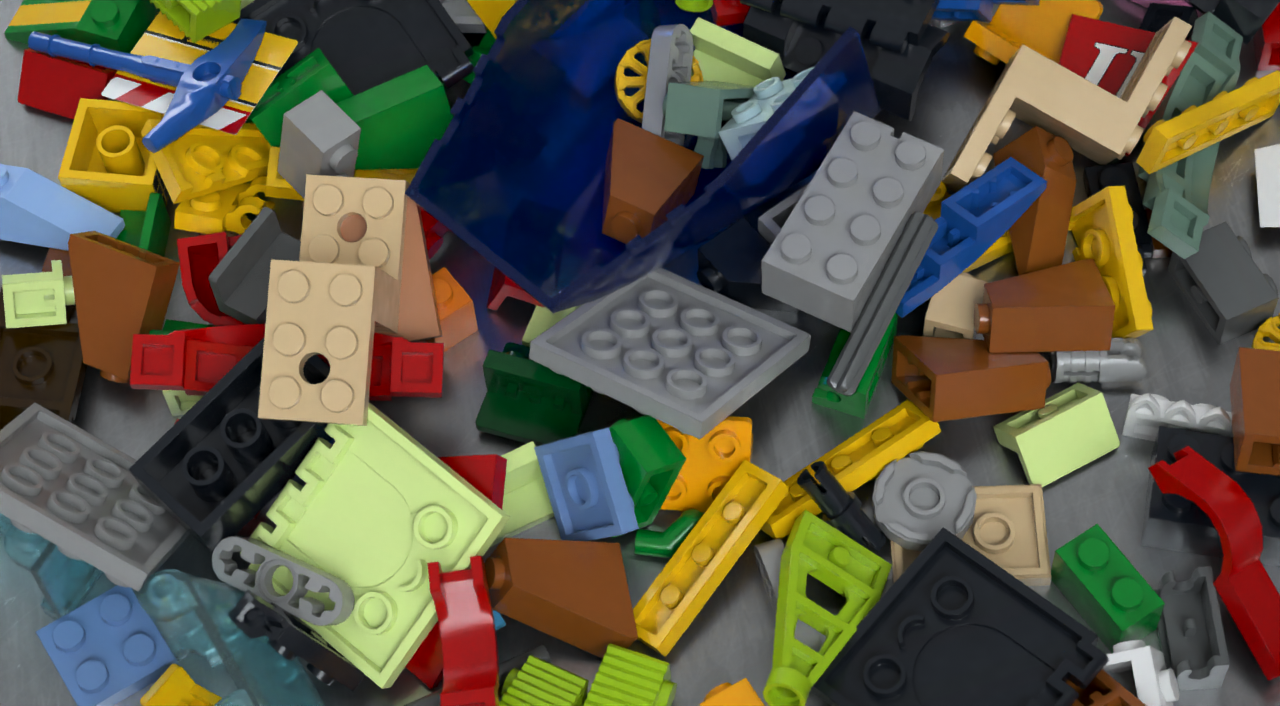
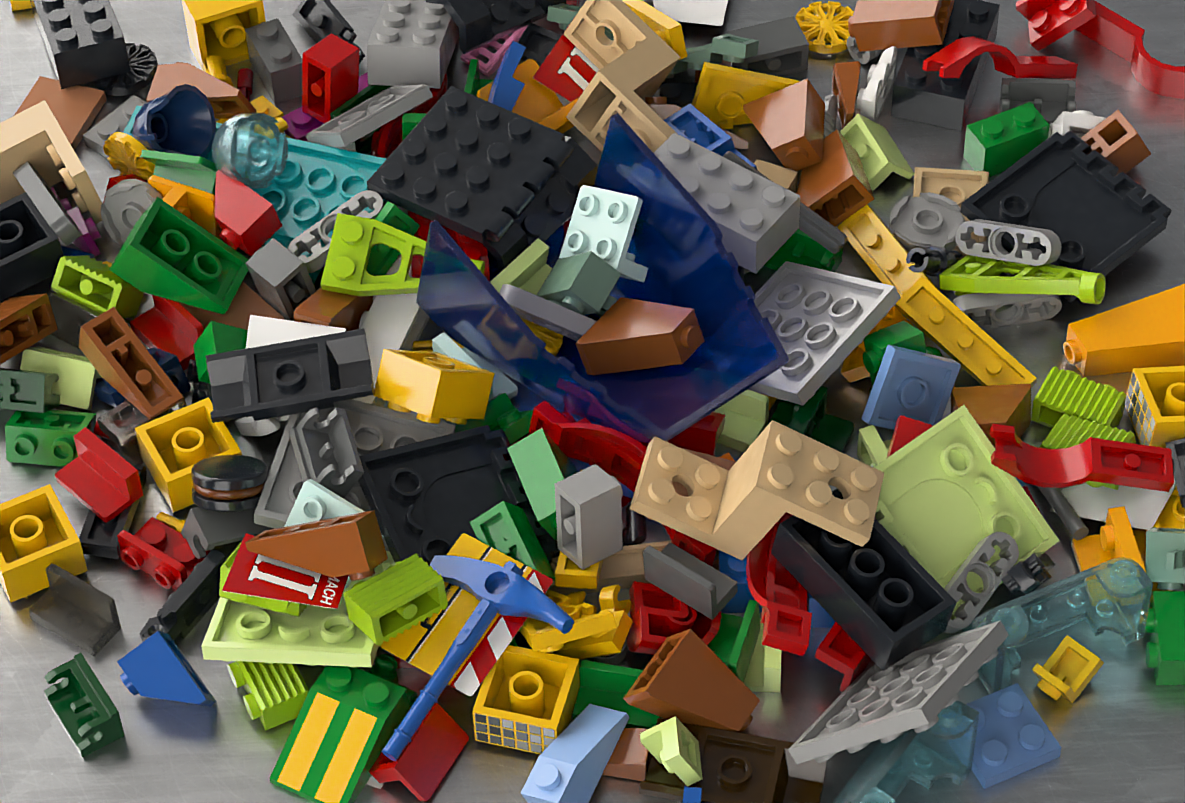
camera: 85 degrees left, 10 degrees down
(874, 588) = (1022, 236): none -> light grey beam
(1173, 379) = (846, 87): none -> dark orange slope

